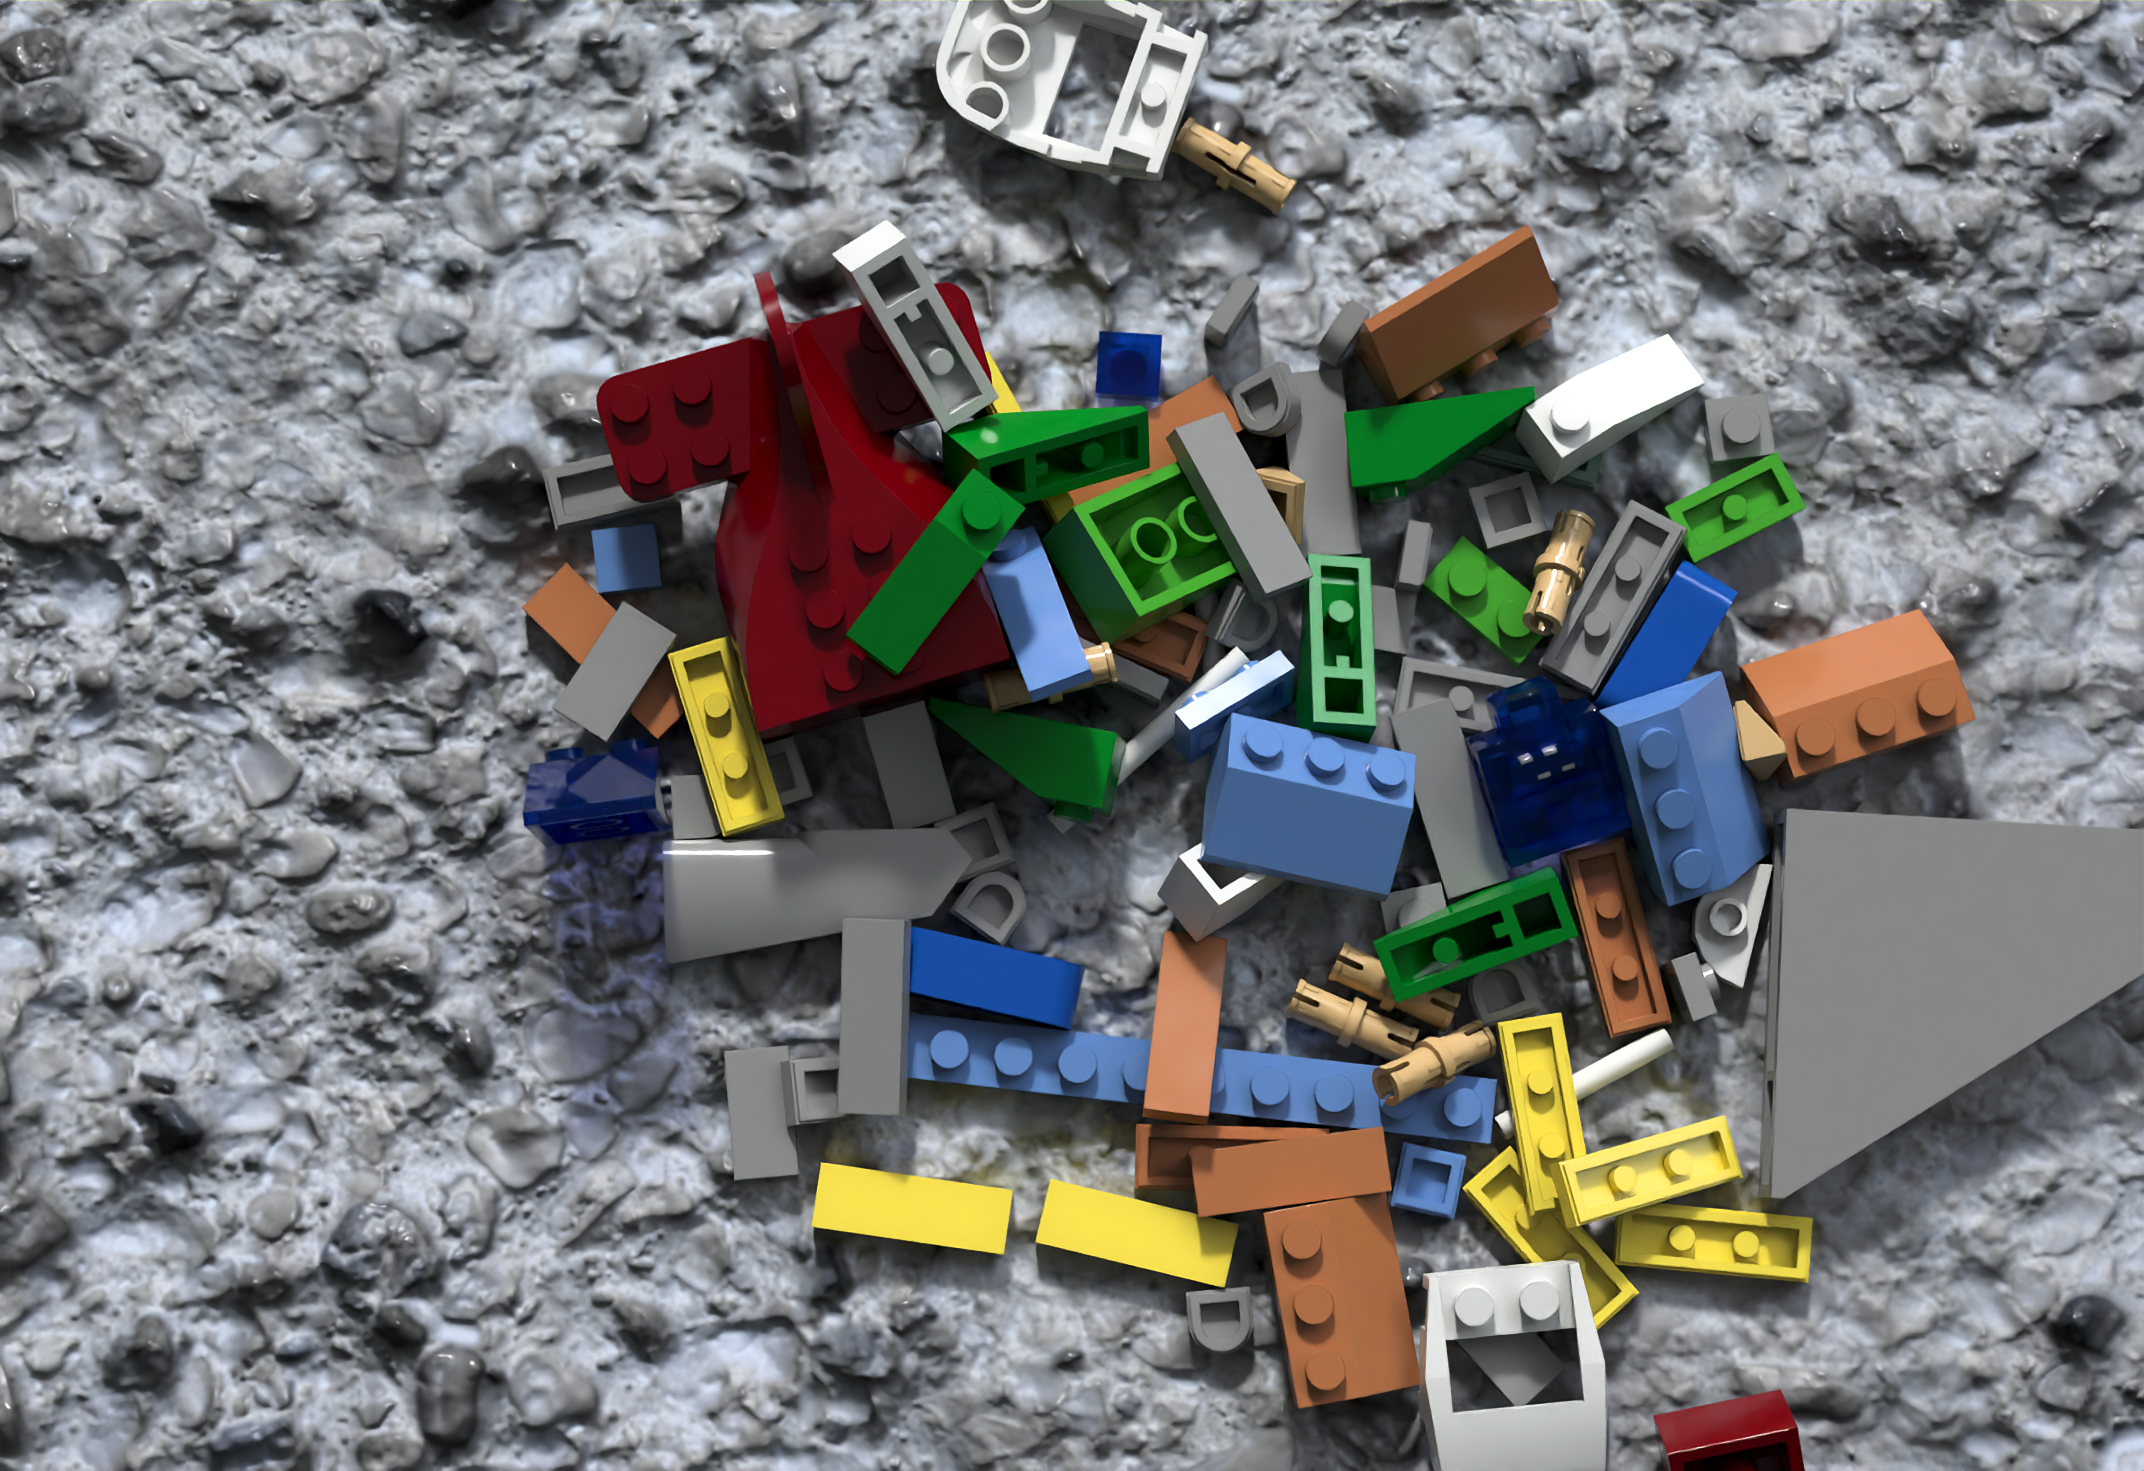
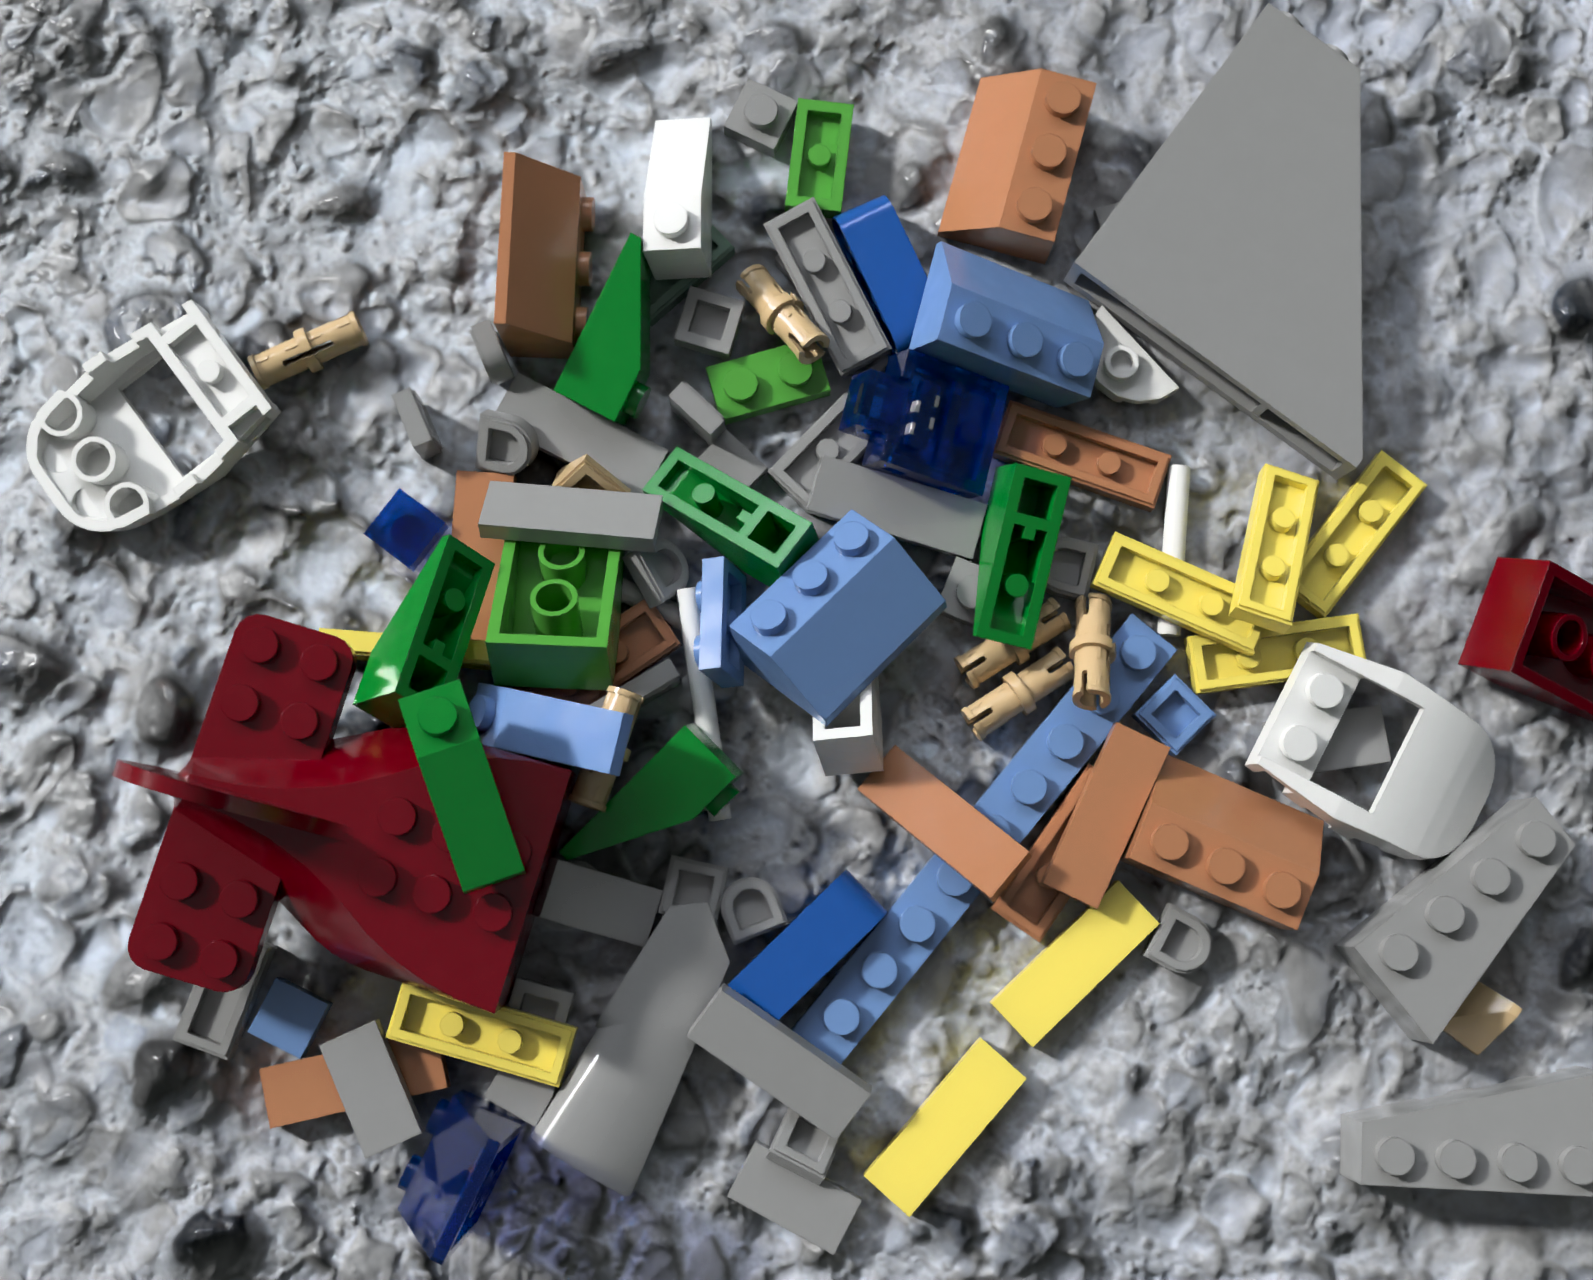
camera: 55 degrees left, 0 degrees up
(915, 324) = (251, 668): white slope -> none
(1692, 987) = (1157, 424): light grey plate -> none
(1759, 745) = (1008, 250): tan slope -> none

